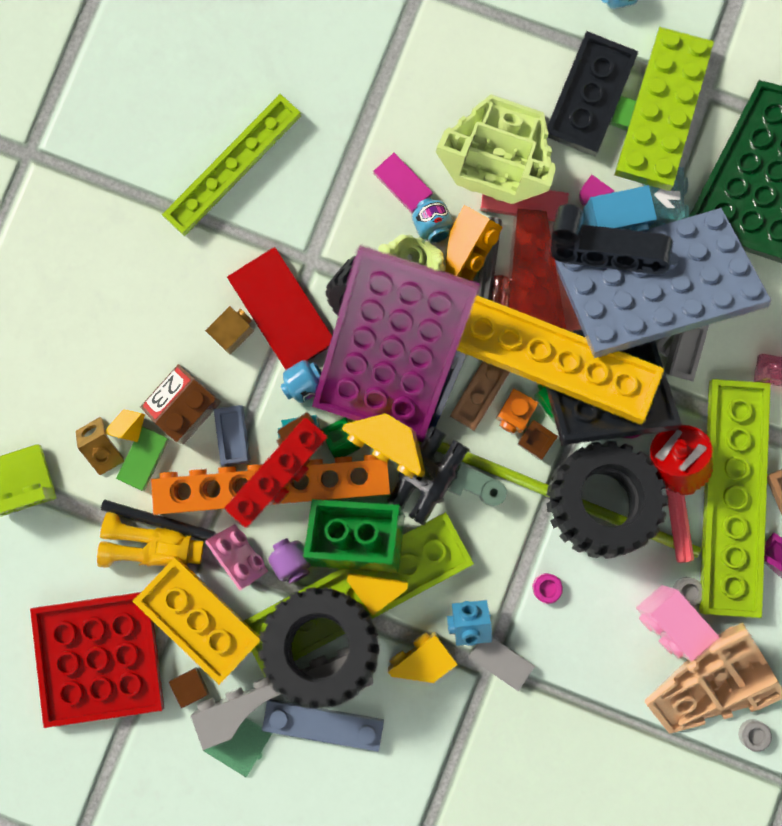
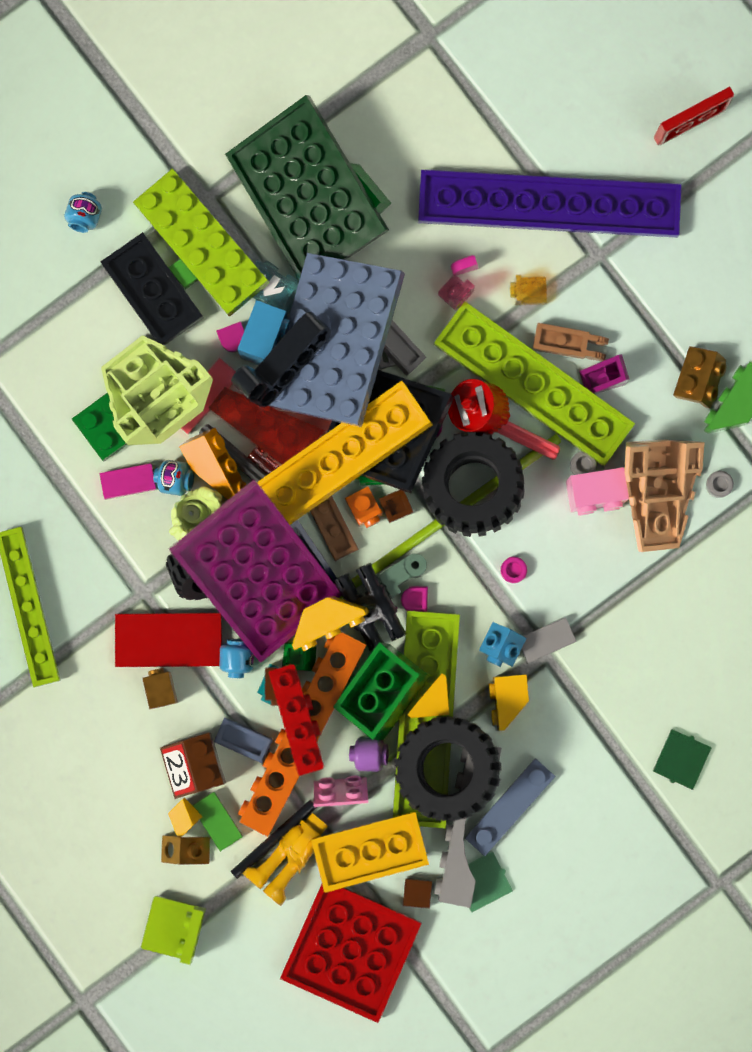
camera: 60 degrees left, 0 degrees up
(431, 124) = (98, 428): none -> green plate
(461, 512) = (415, 599): none -> dark pink tile

